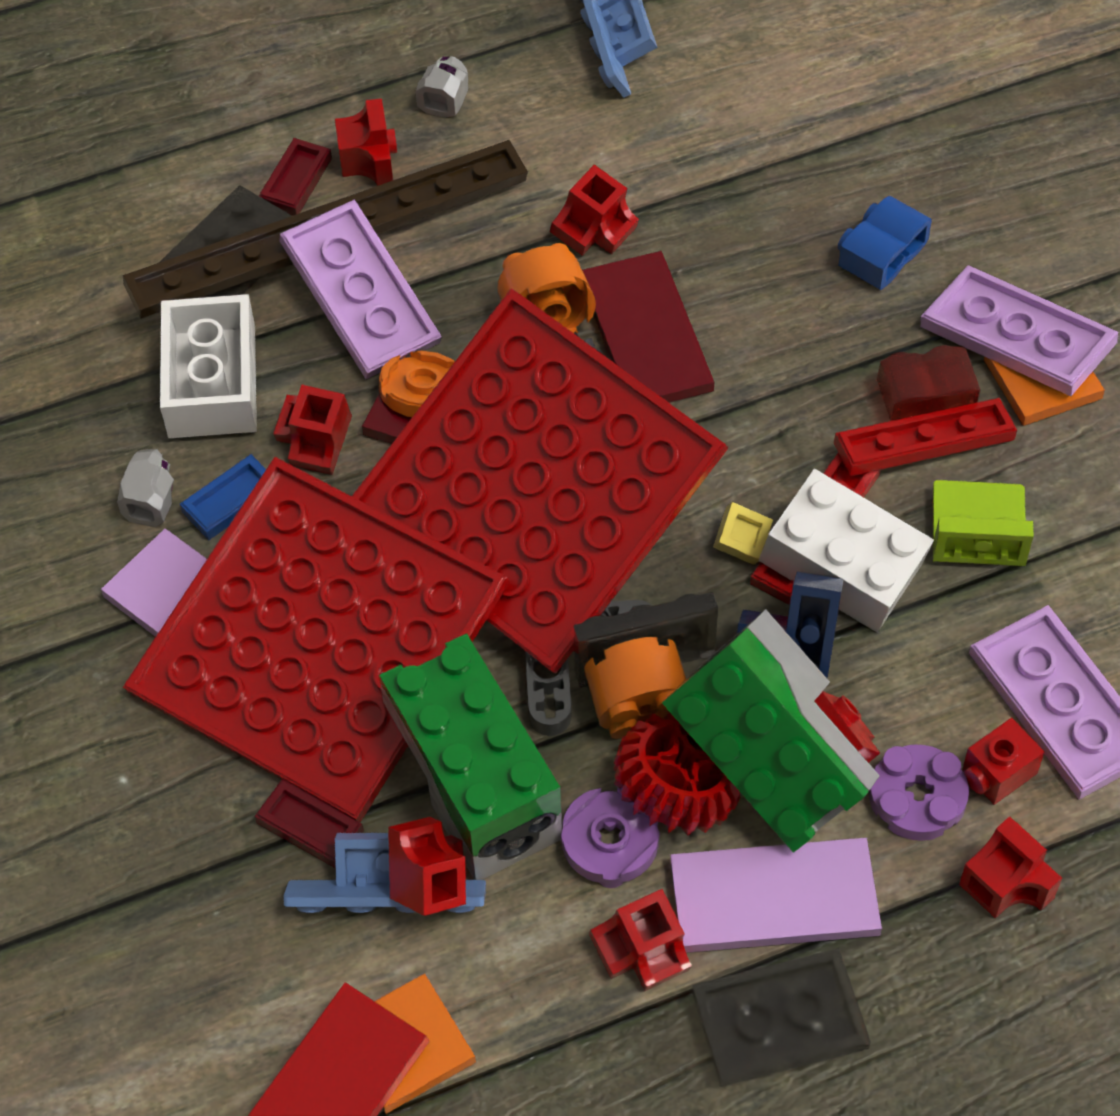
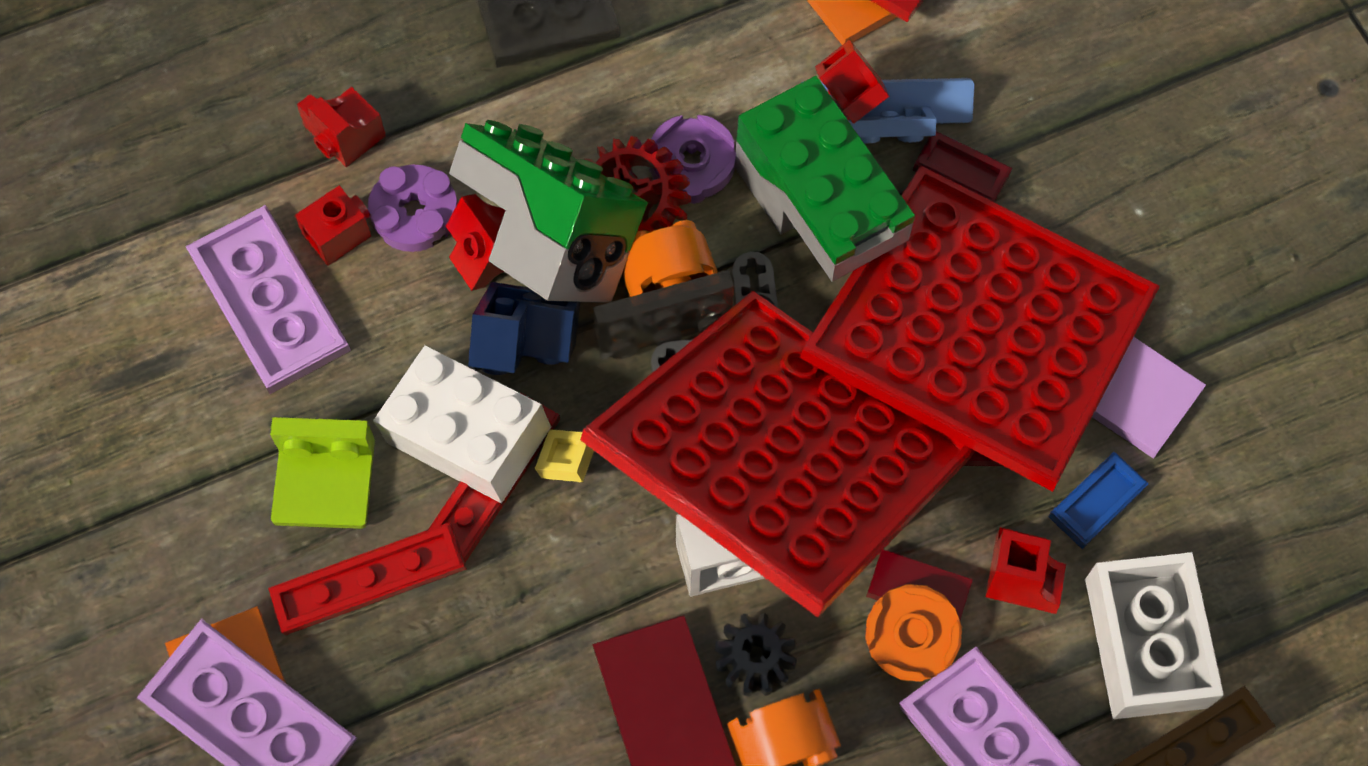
camera: 175 degrees right, 10 degrees up
(146, 489) = (1186, 493): light grey rock -> none
(643, 939) = (662, 63): red brick -> none
(775, 895) = (568, 107): lavender tile -> none
(927, 381) = (357, 643): clear red brick -> none

